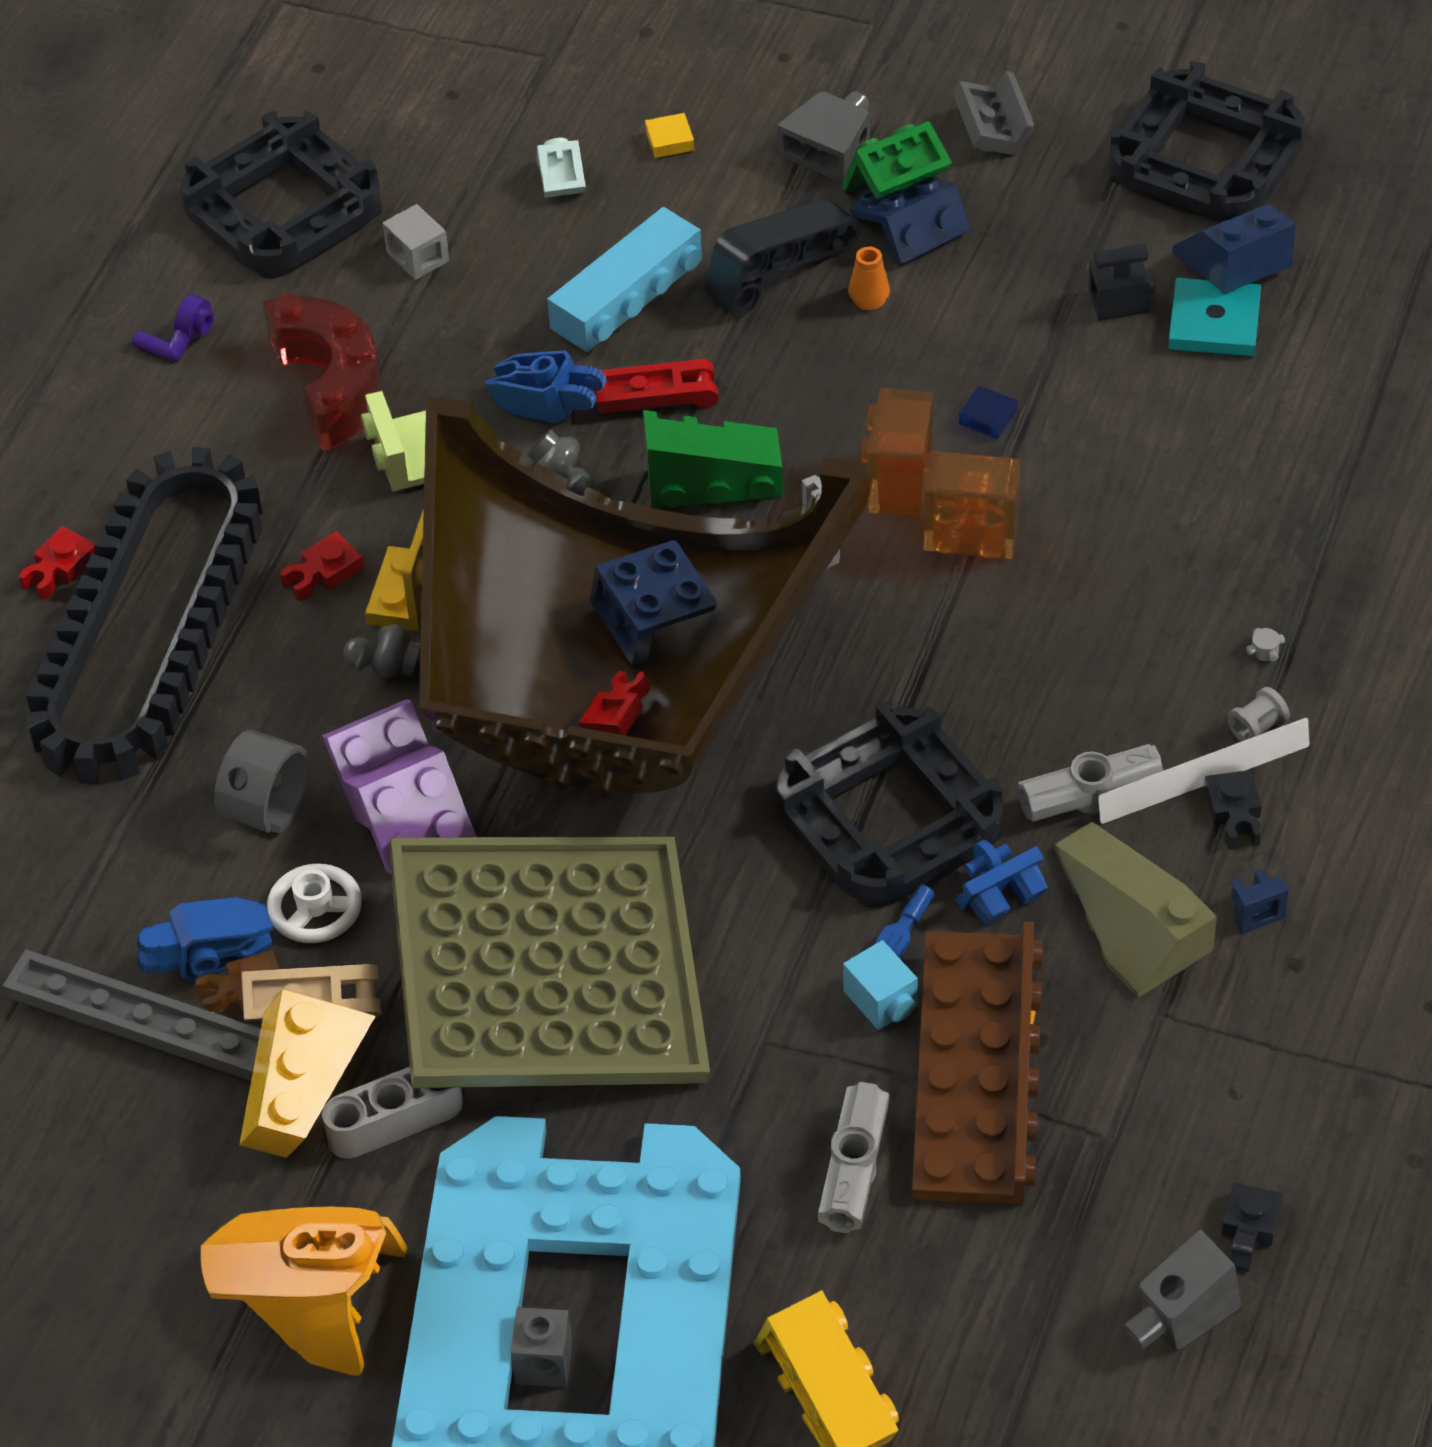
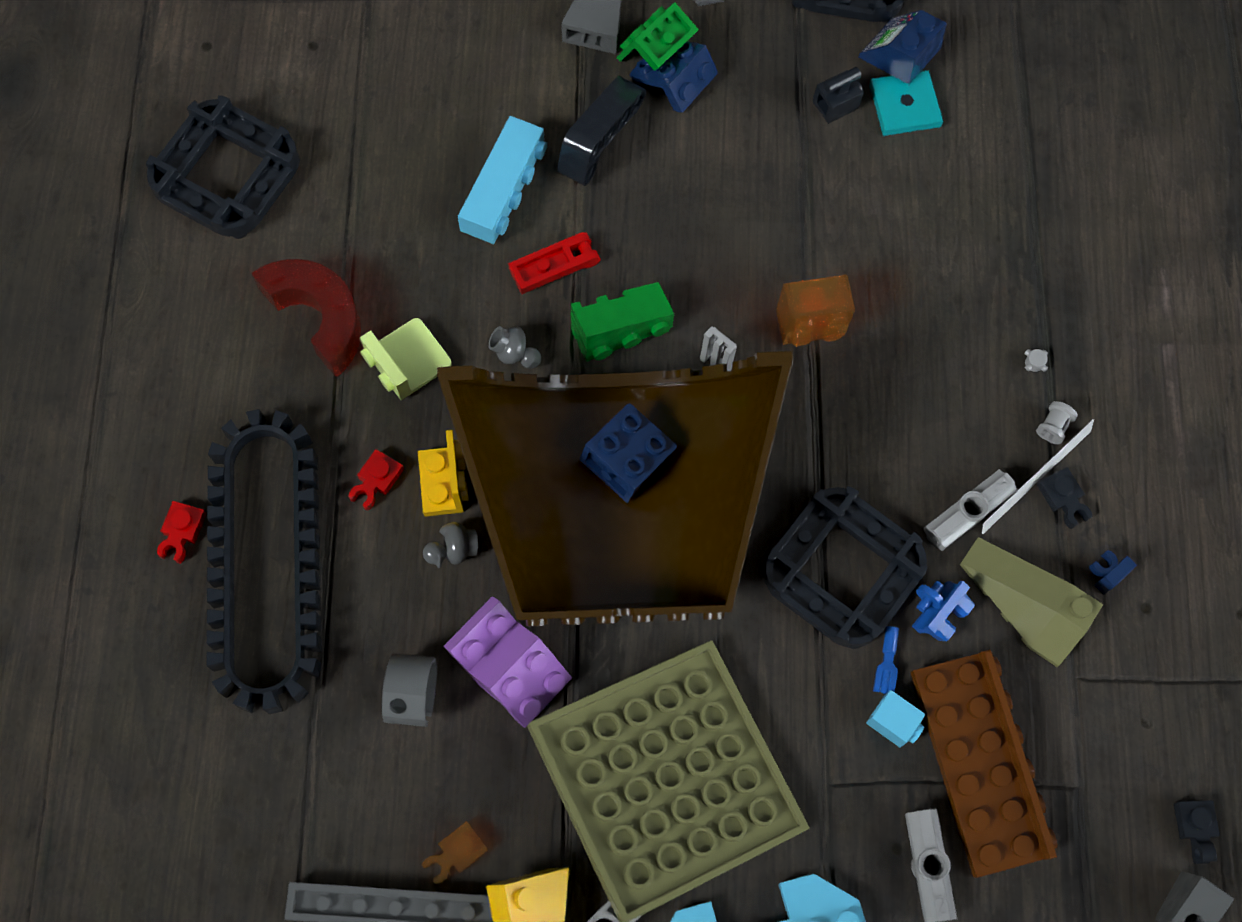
camera: 25 degrees left, 20 degrees up
(191, 321) = (200, 295): dark purple plate -> none
(205, 937) = (417, 831): blue hinge -> none
(313, 898) = (470, 758): white piece -> none
(316, 982) = (510, 854): tan plate -> none
(416, 241) = (338, 183): light grey brick -> none
(544, 385) = (479, 286): blue hinge -> none
(560, 167) = (418, 93): light aqua bracket -> none
(619, 708) = (634, 549): red plate -> none
(669, 135) = (482, 45): yellow tile -> none
(869, 280) = (669, 136): orange cone -> none
(899, 450) = (749, 278): clear orange brick -> none
(988, 412) = (786, 221): clear blue tile -> none

